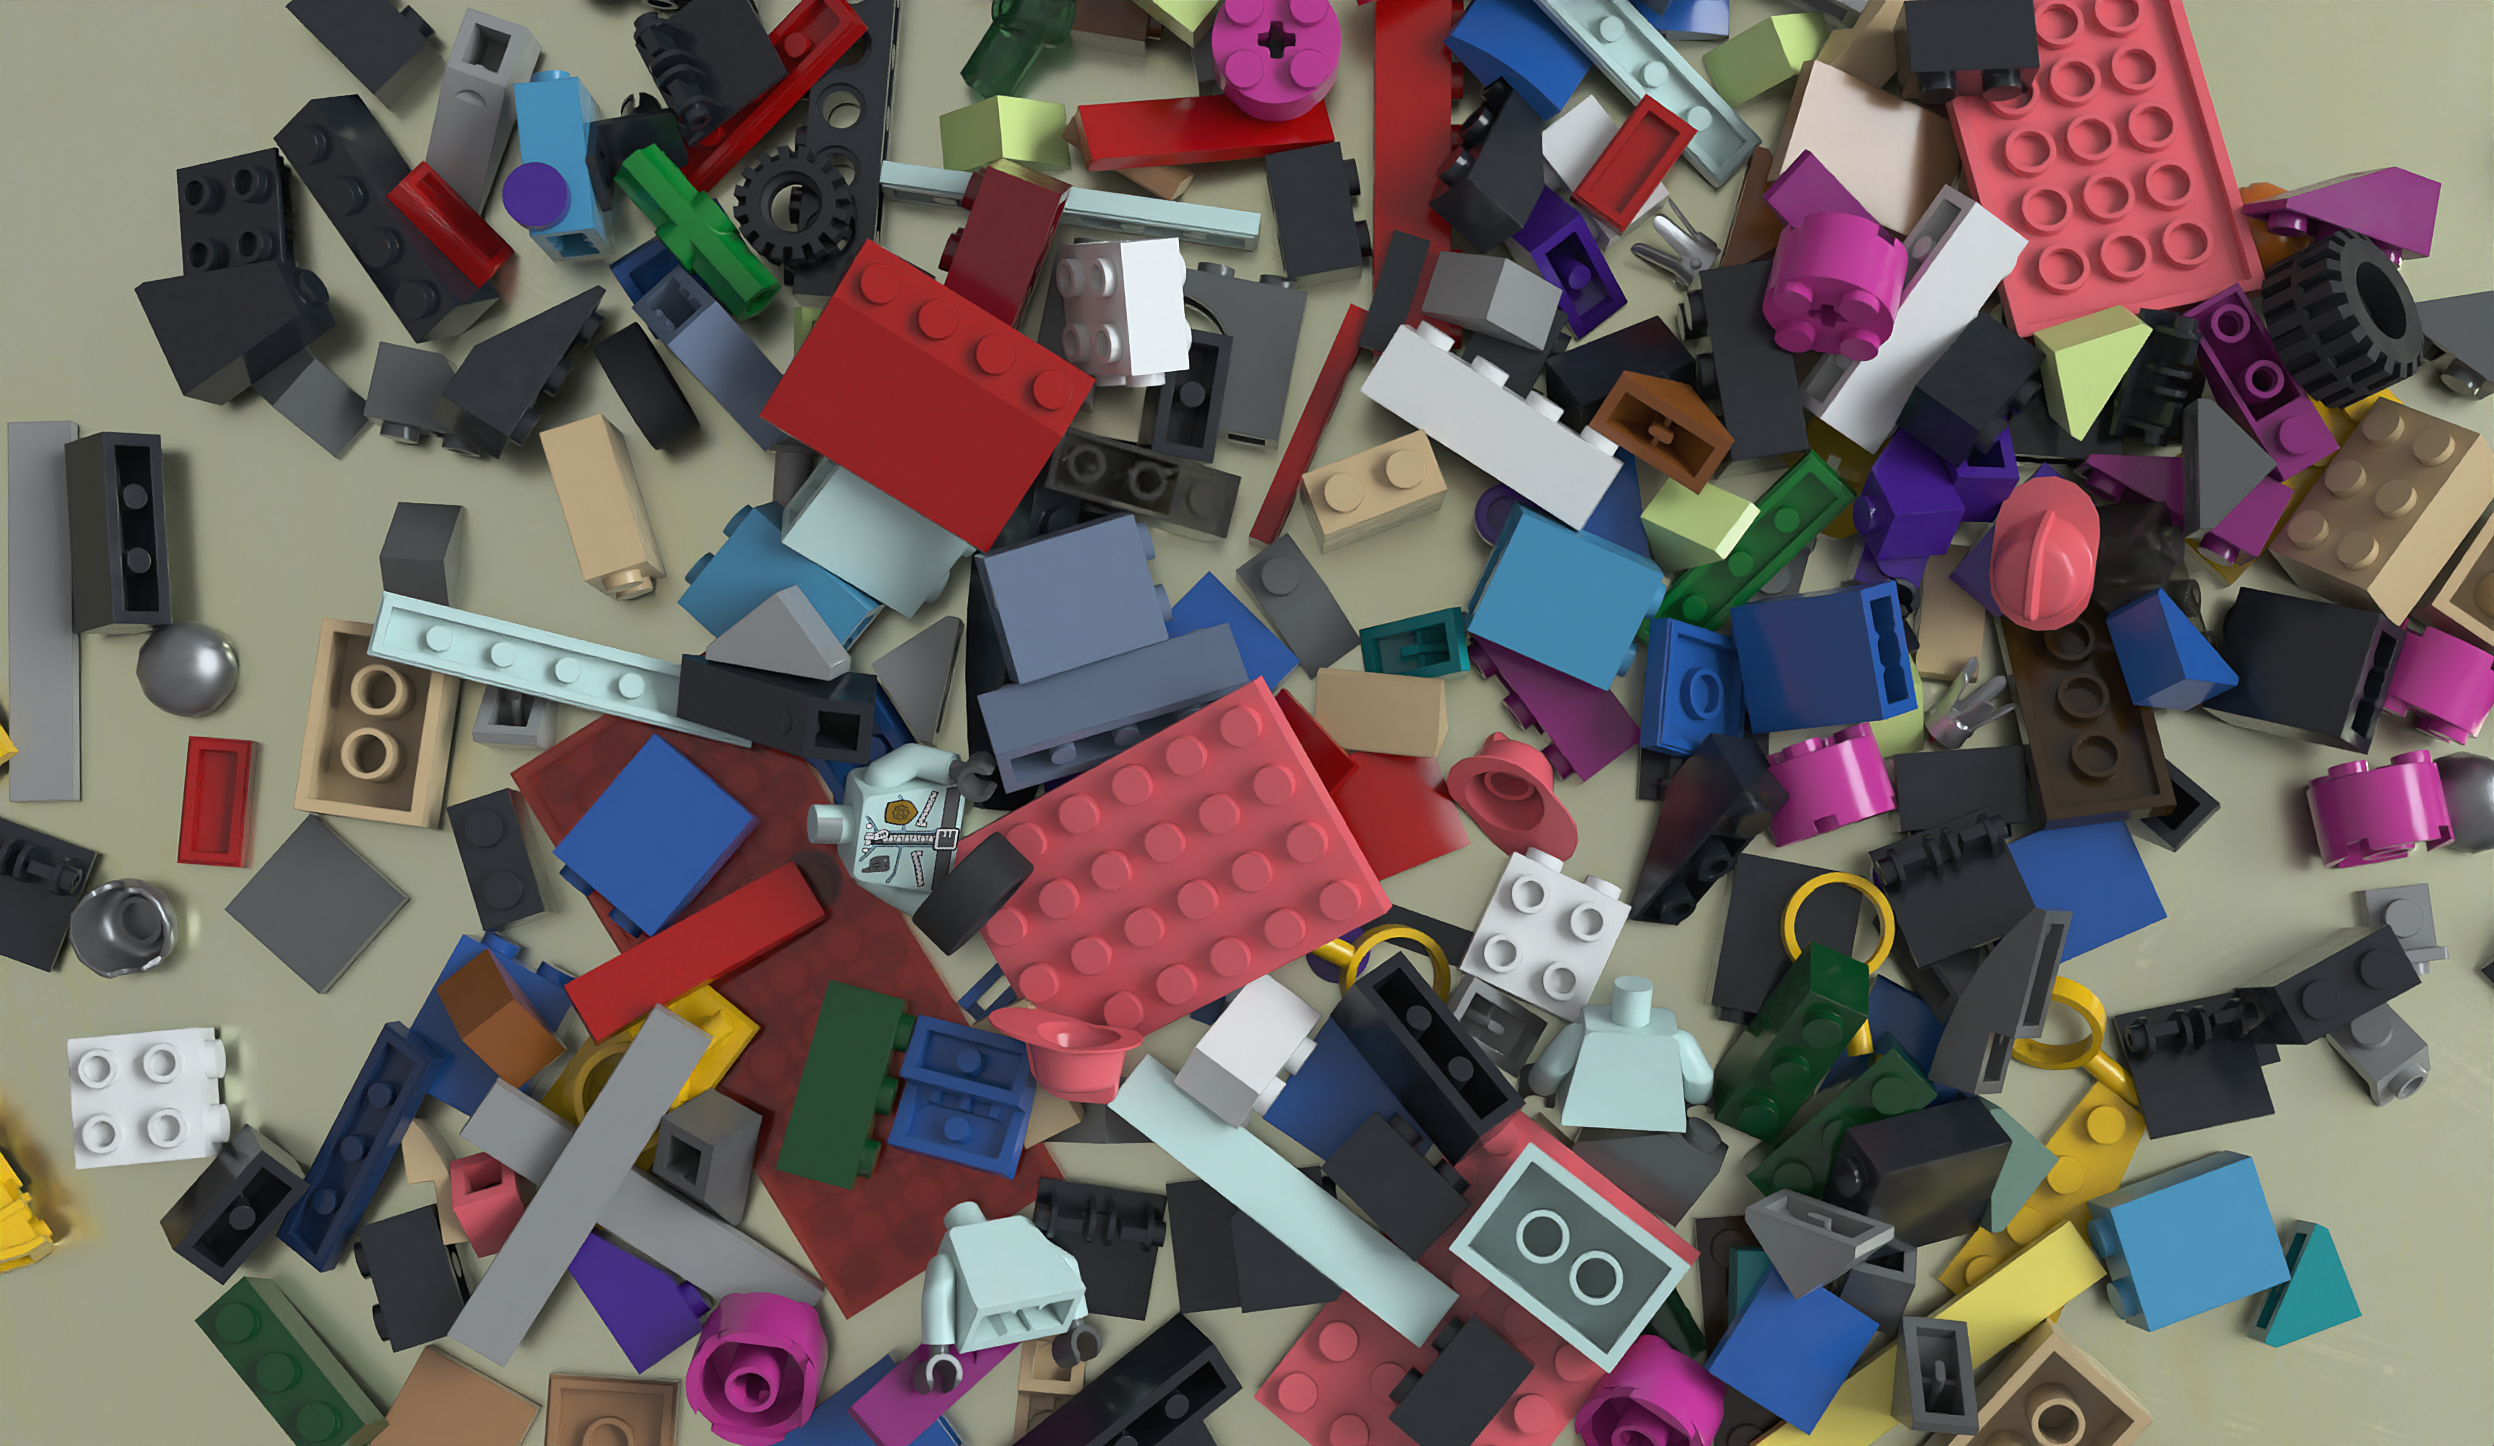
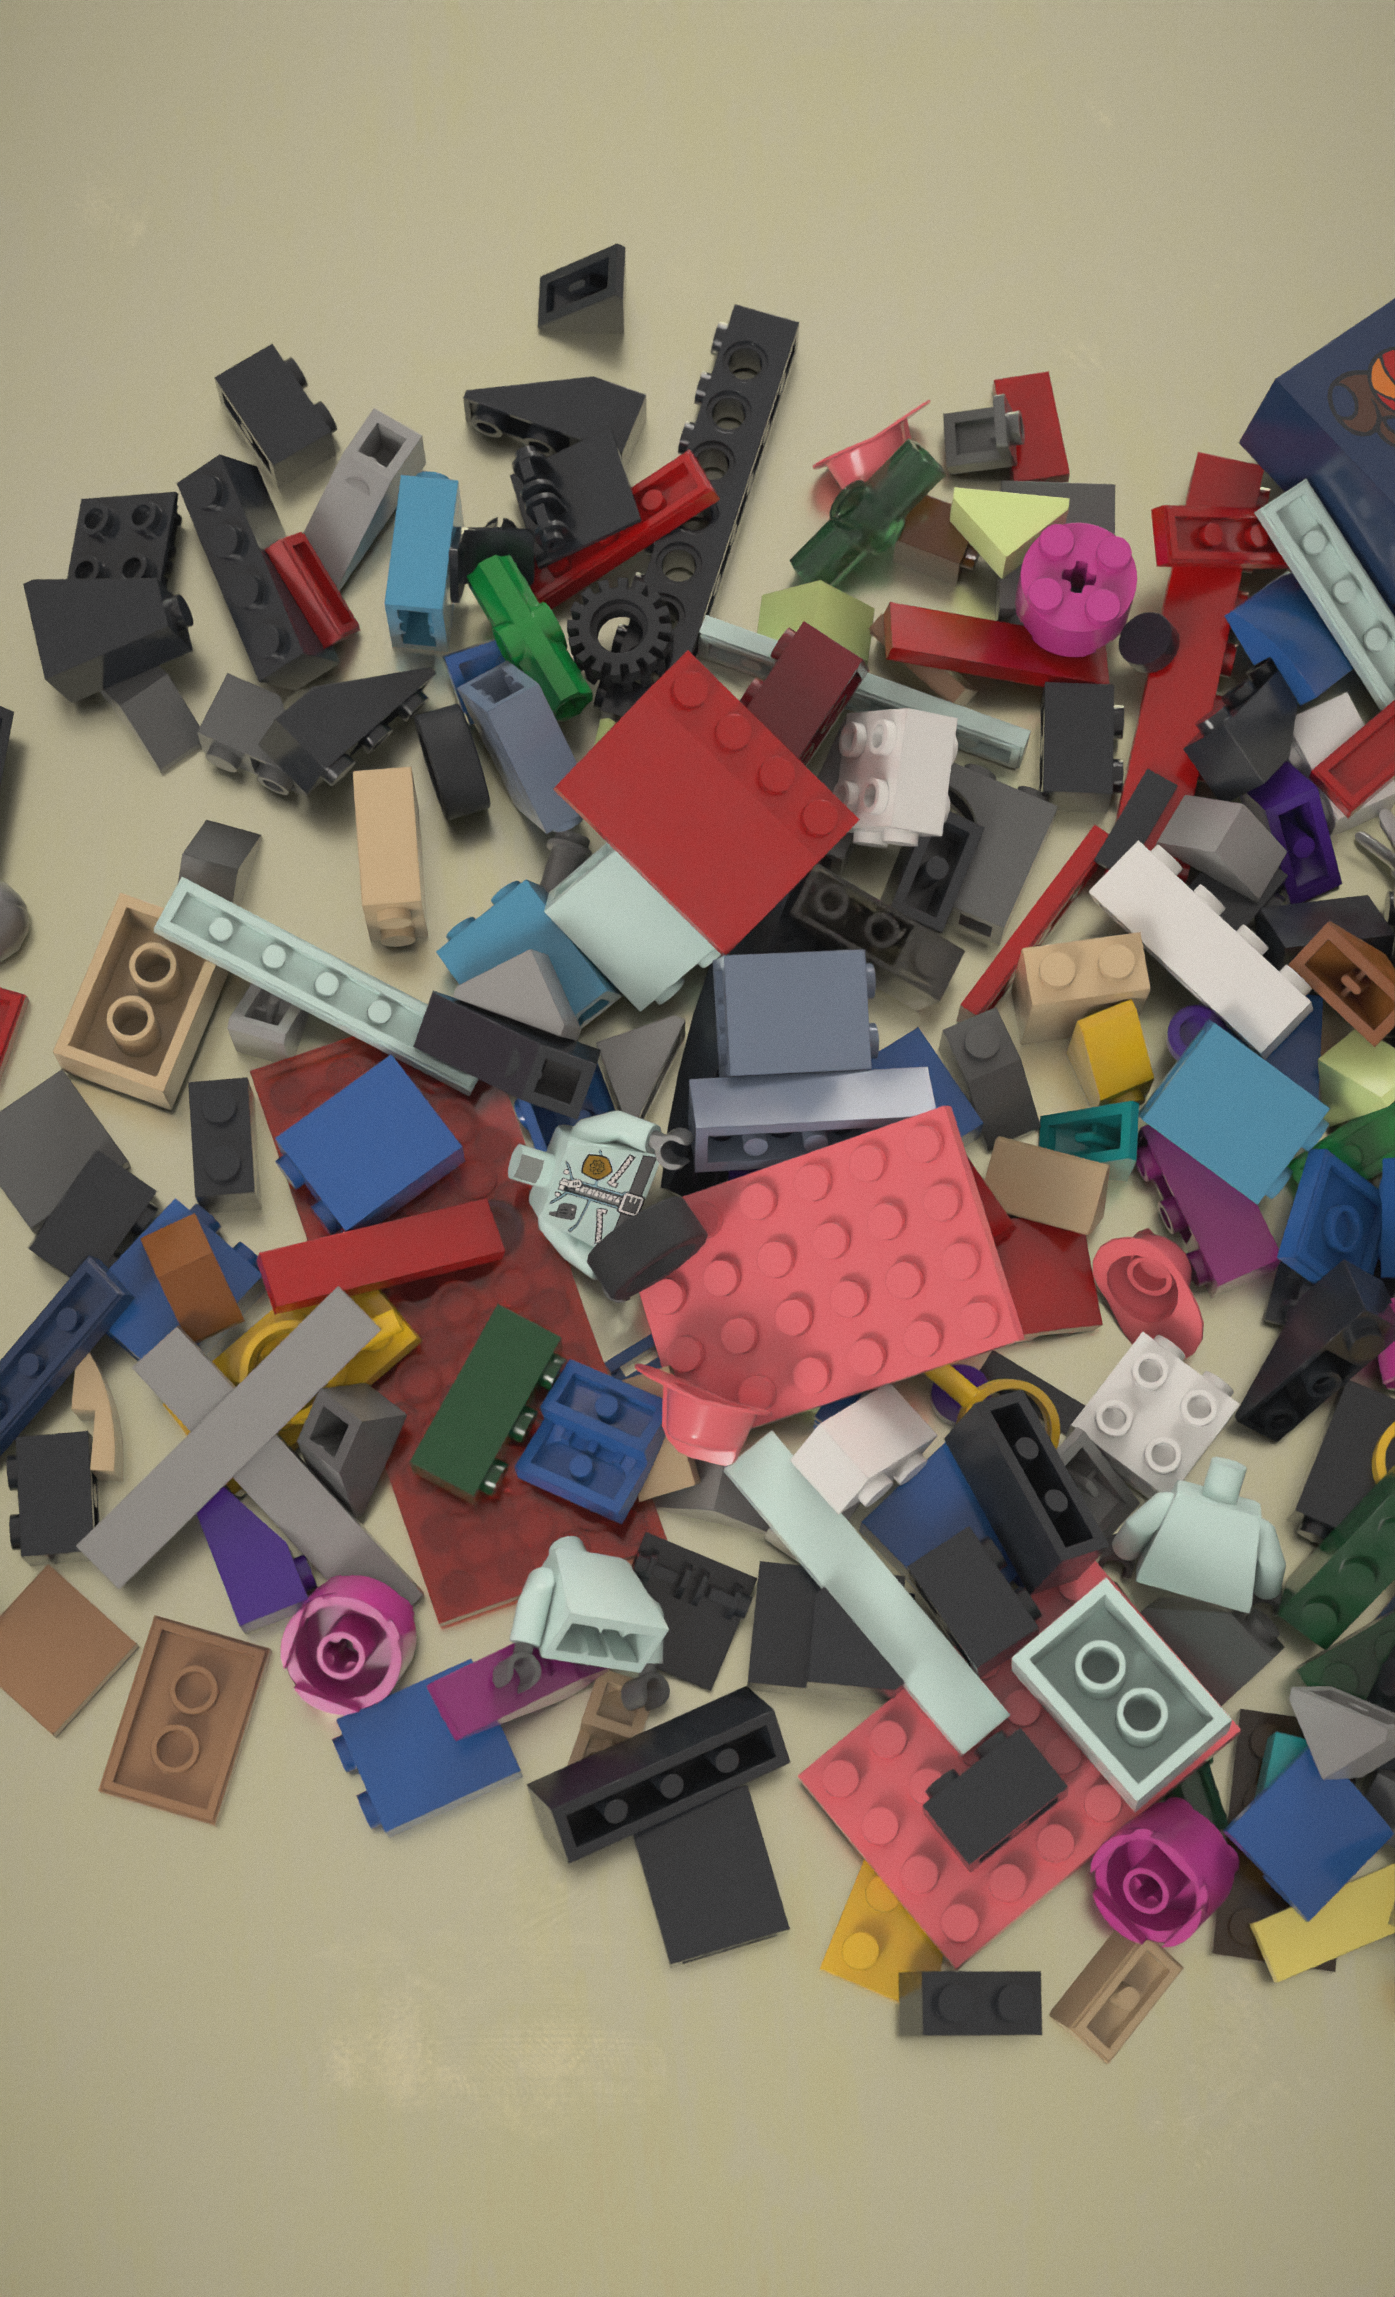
camera: 10 degrees right, 10 degrees down
(383, 971) = (95, 1216): none -> black brick
(488, 1200) = (140, 1437): coral brick -> none
(536, 196) = (399, 570): dark purple tile -> none
(1367, 87) = (1149, 642): none -> black tile
(1423, 560) = (1111, 1056): none -> yellow slope

